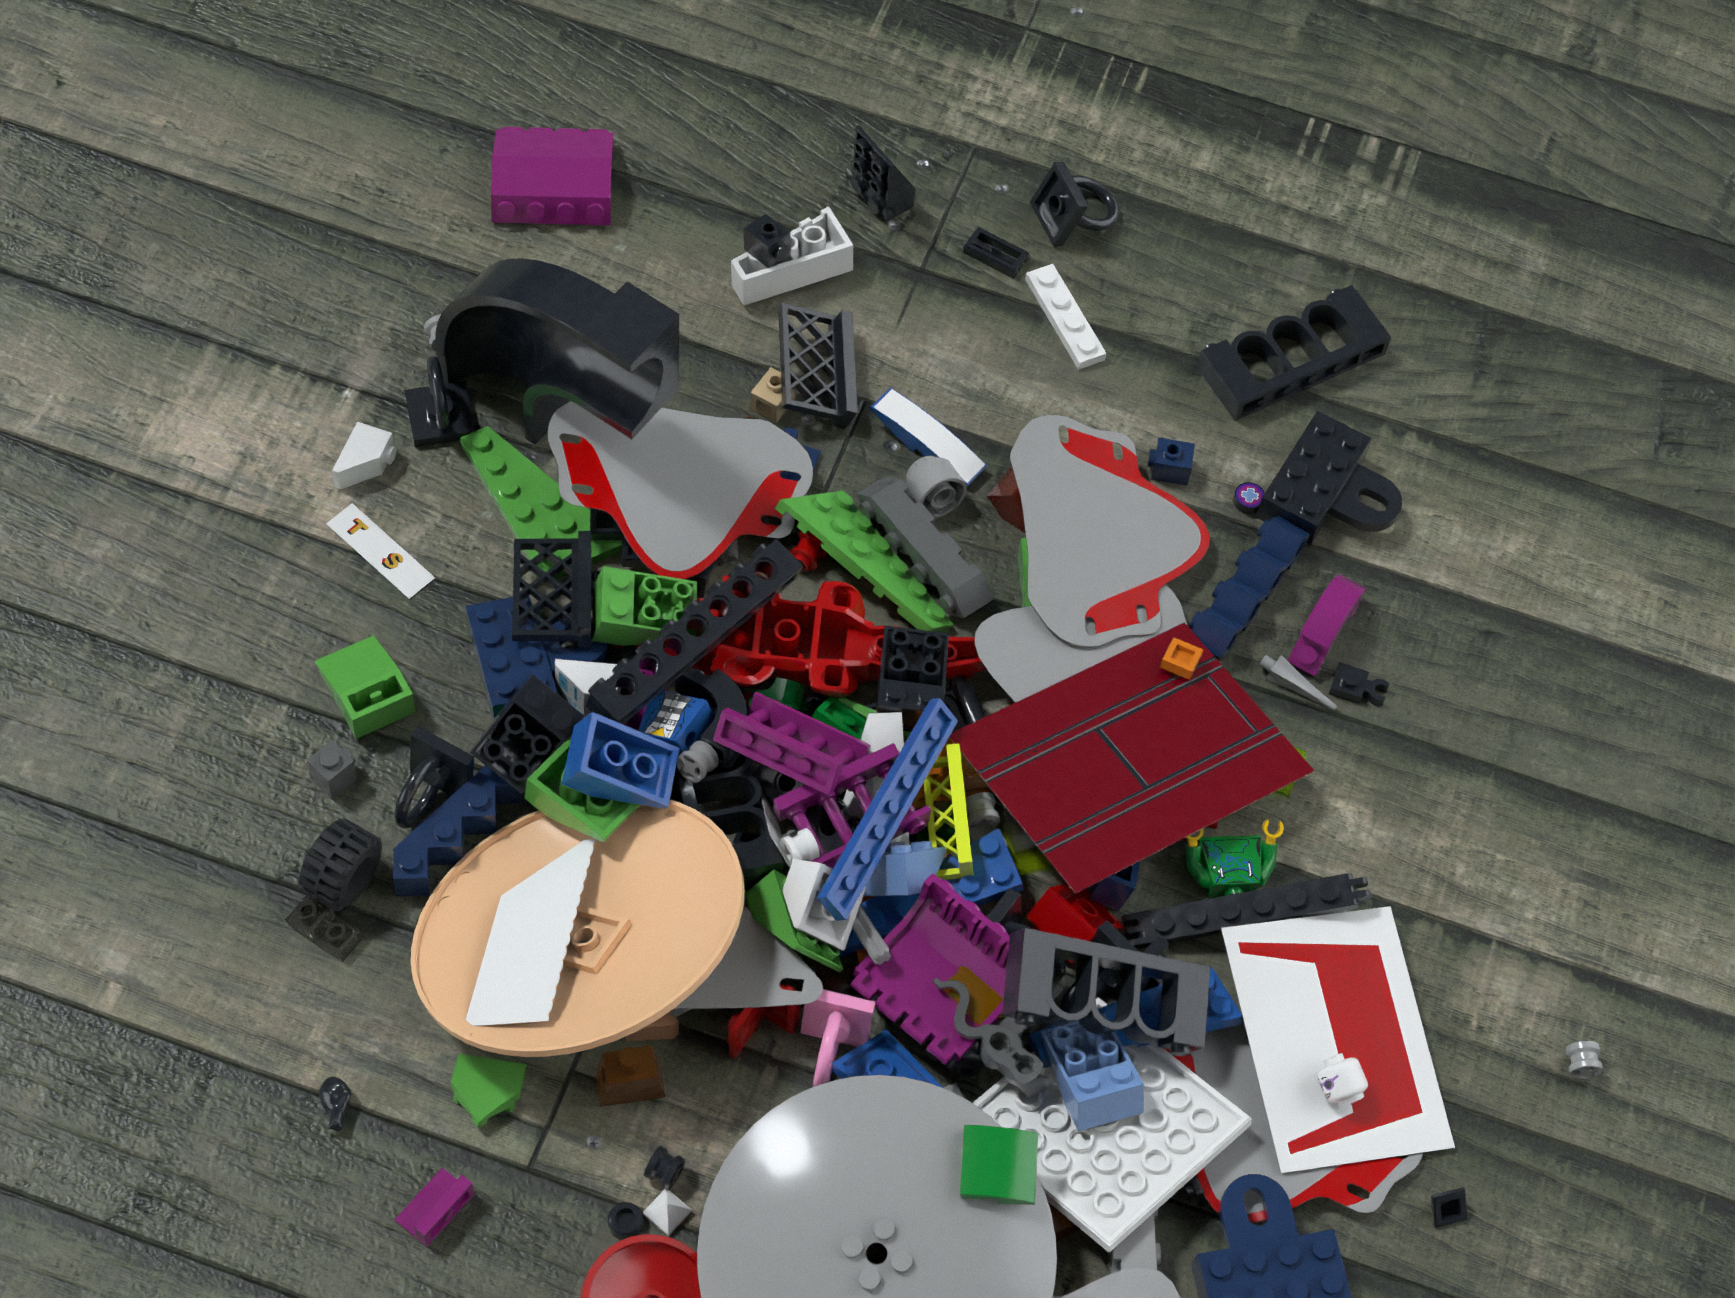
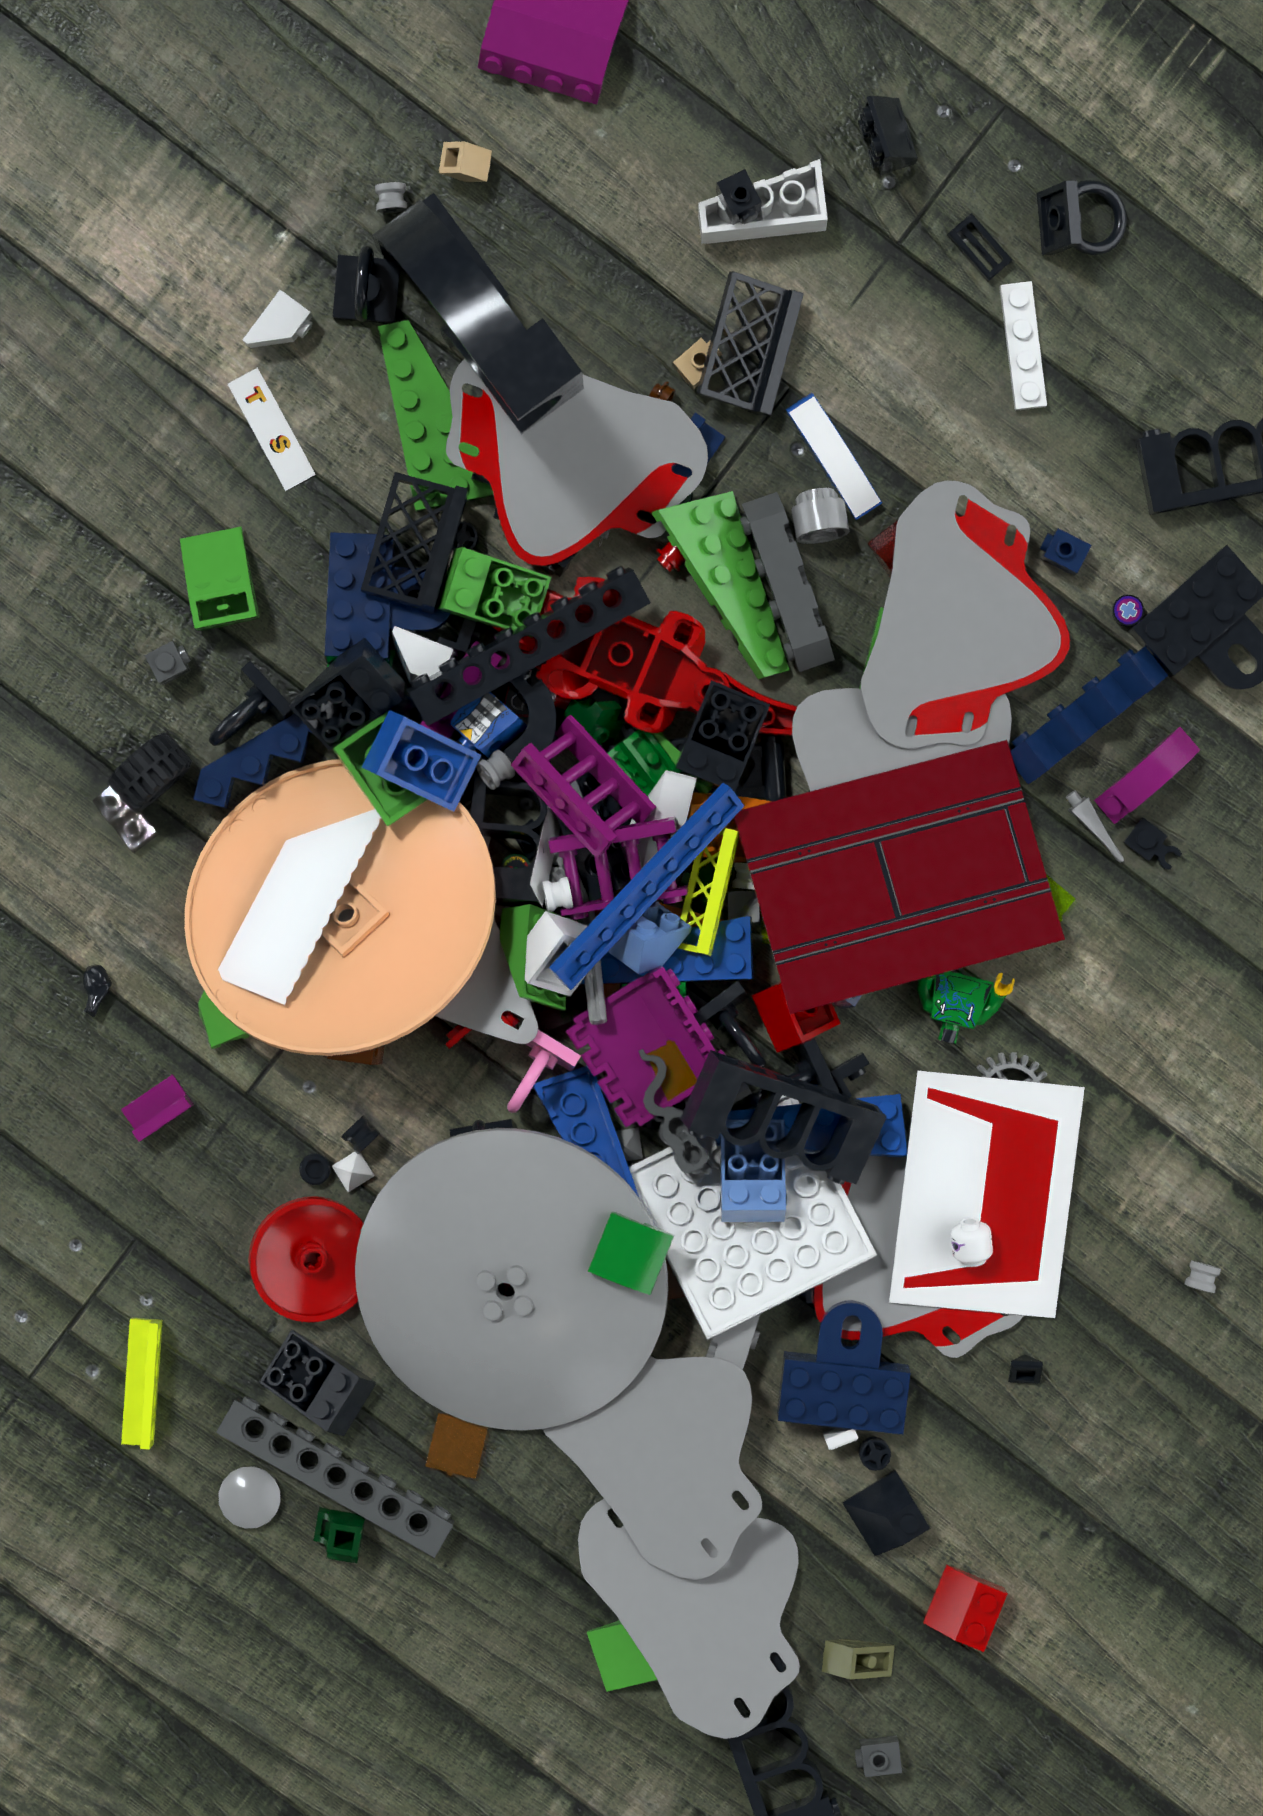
camera: 20 degrees right, 30 degrees up
(1181, 658) = (984, 788): orange plate -> none
(1252, 907) = (950, 1052): black hinge -> none

